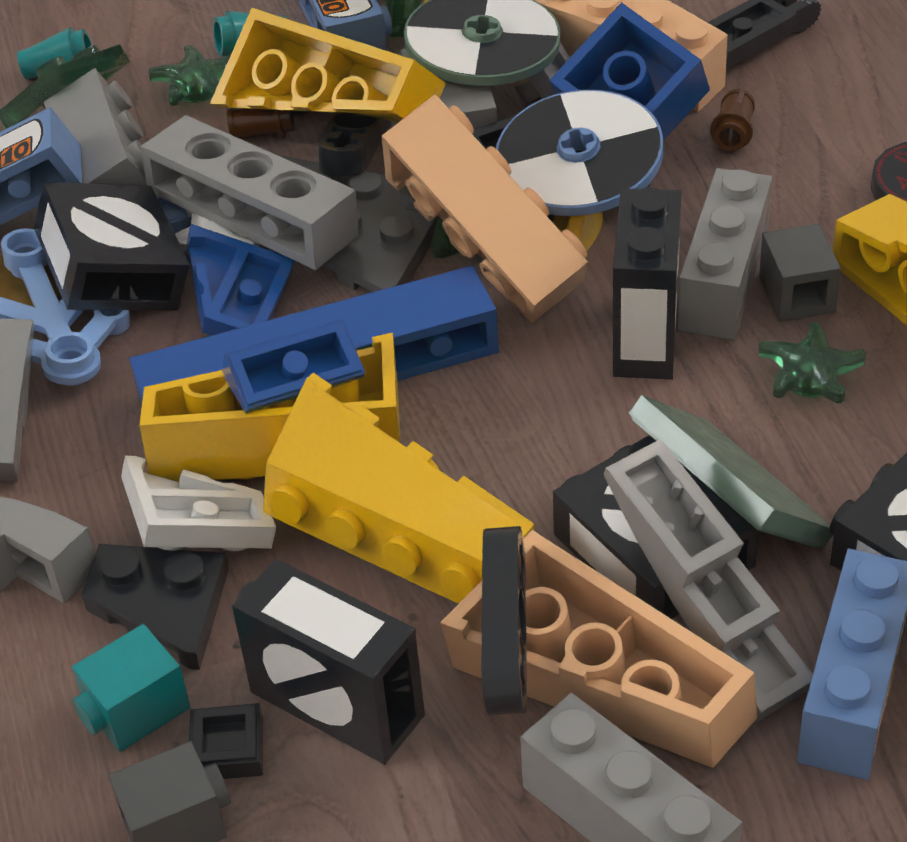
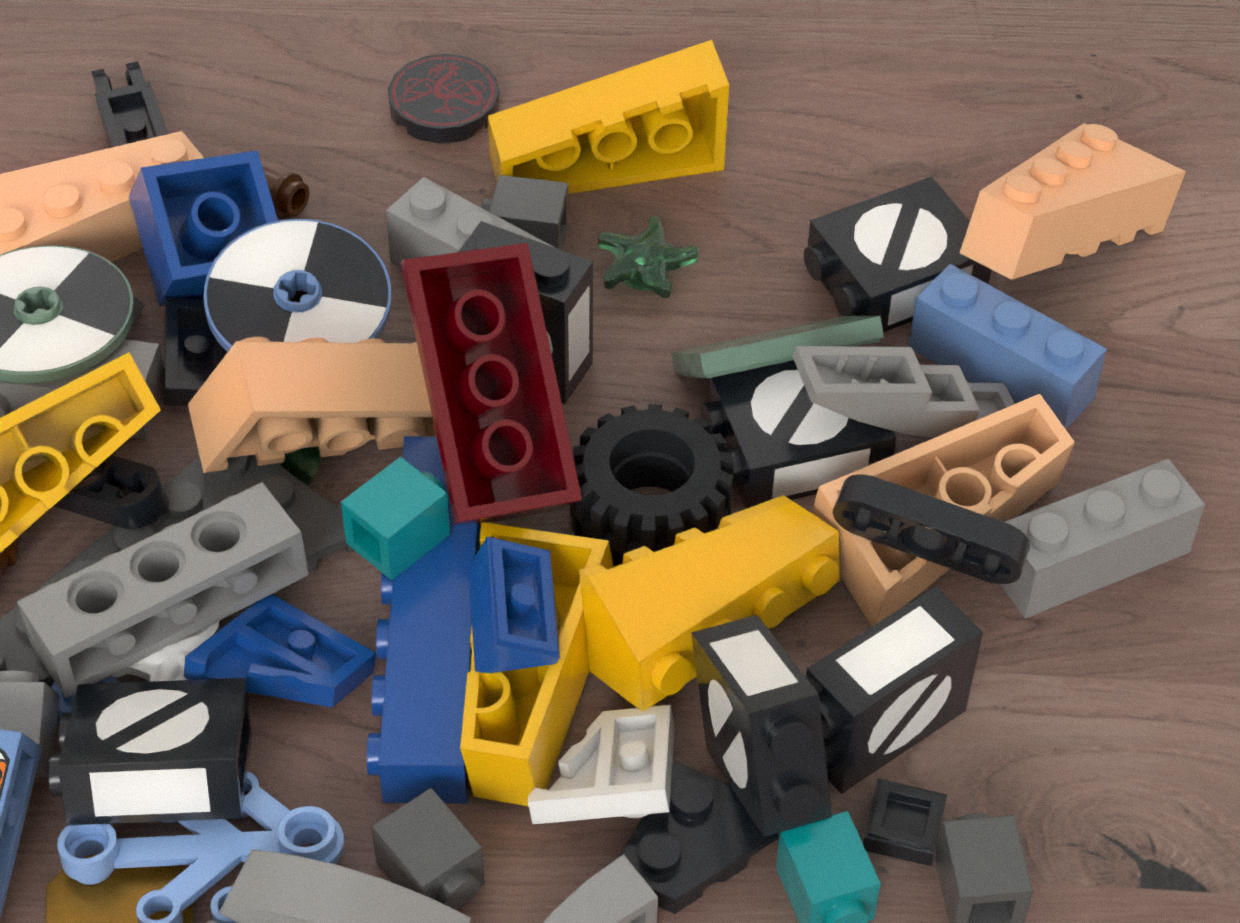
camera: 75 degrees left, 5 degrees up
(74, 428) = (429, 851): none -> dark grey brick
(215, 545) = (762, 725): none -> black brick
(358, 274) = (396, 517): none -> teal brick
(494, 256) = (491, 383): none -> dark red slope
(509, 432) = (650, 451): none -> black tyre

